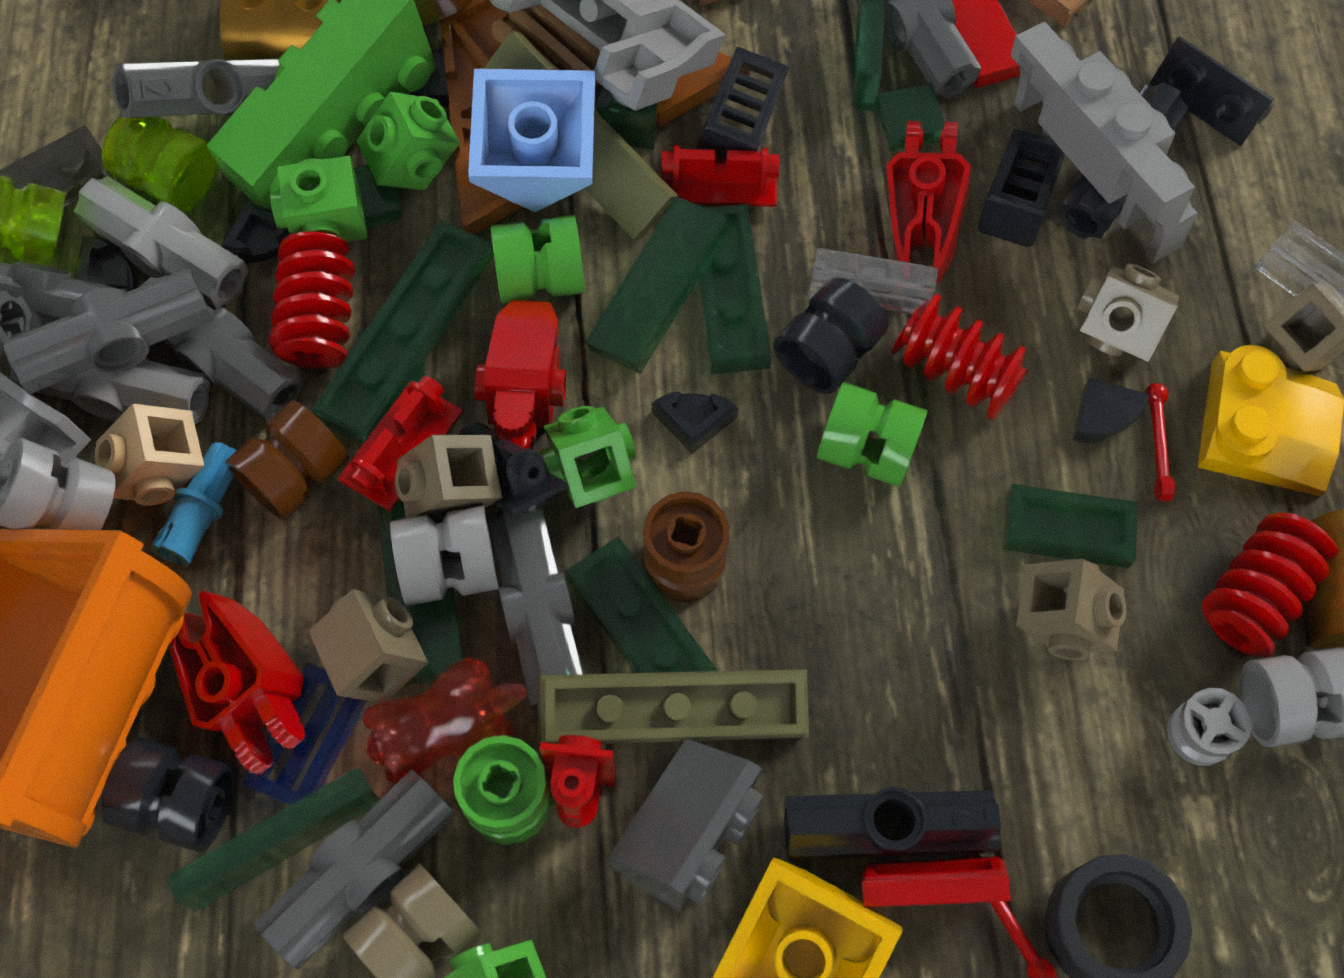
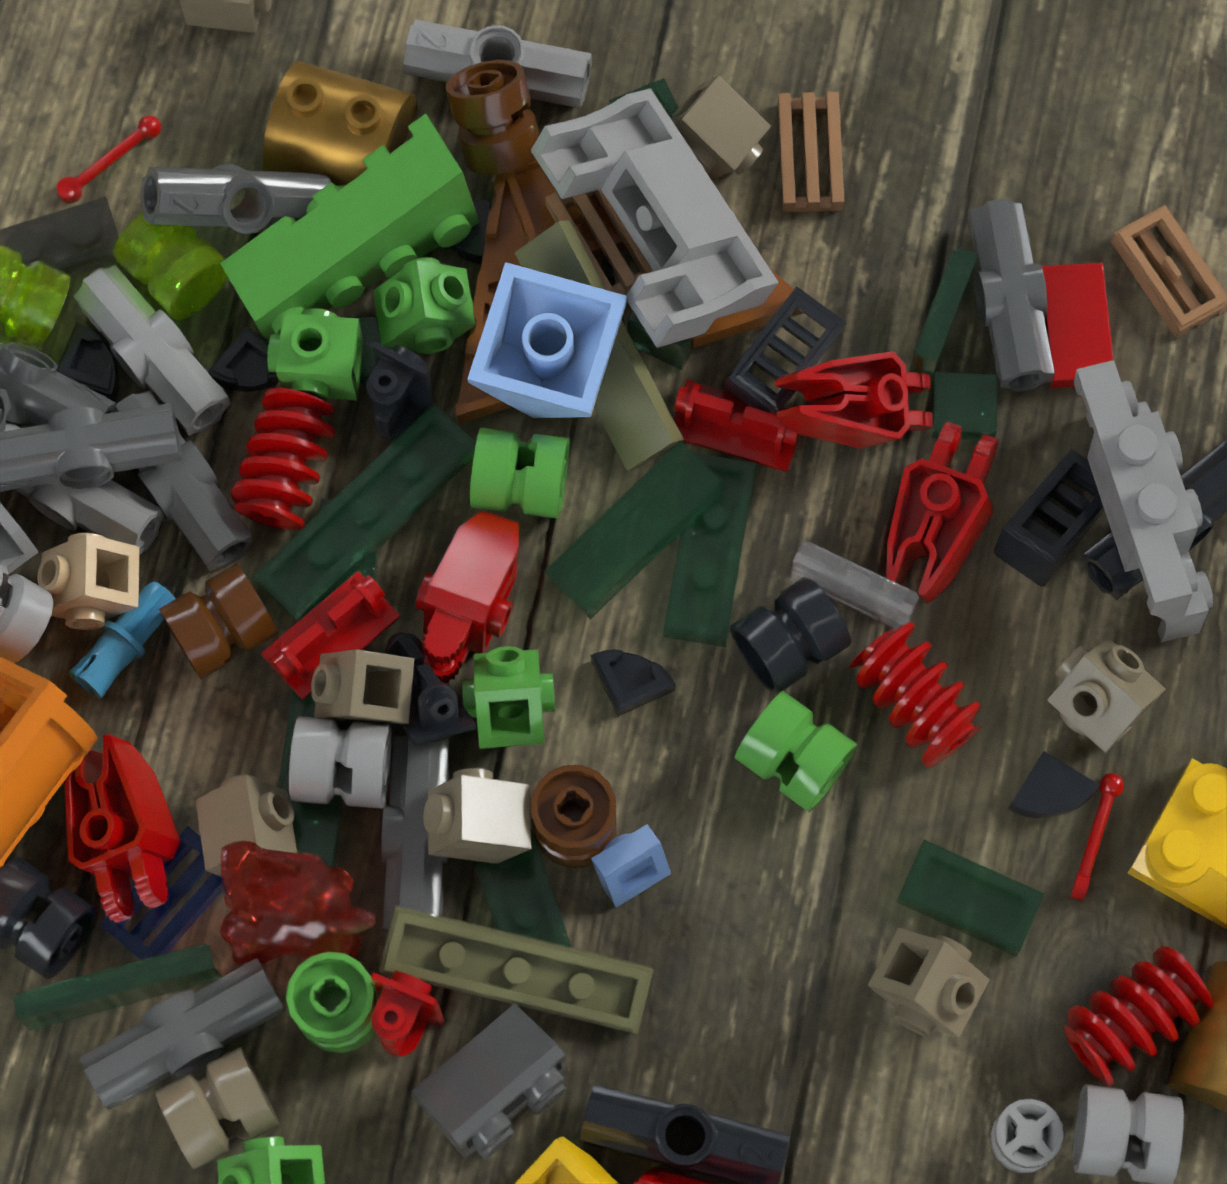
camera: 20 degrees right, 5 degrees up
(52, 129) = (70, 188): none -> red hinge
(407, 207) = (398, 389): none -> black hinge
(408, 685) = (271, 883): none -> clear red plate
(596, 569) = (478, 817): none -> brick
(752, 578) = (631, 865): none -> medium blue plate
(820, 122) = (856, 400): none -> red hinge

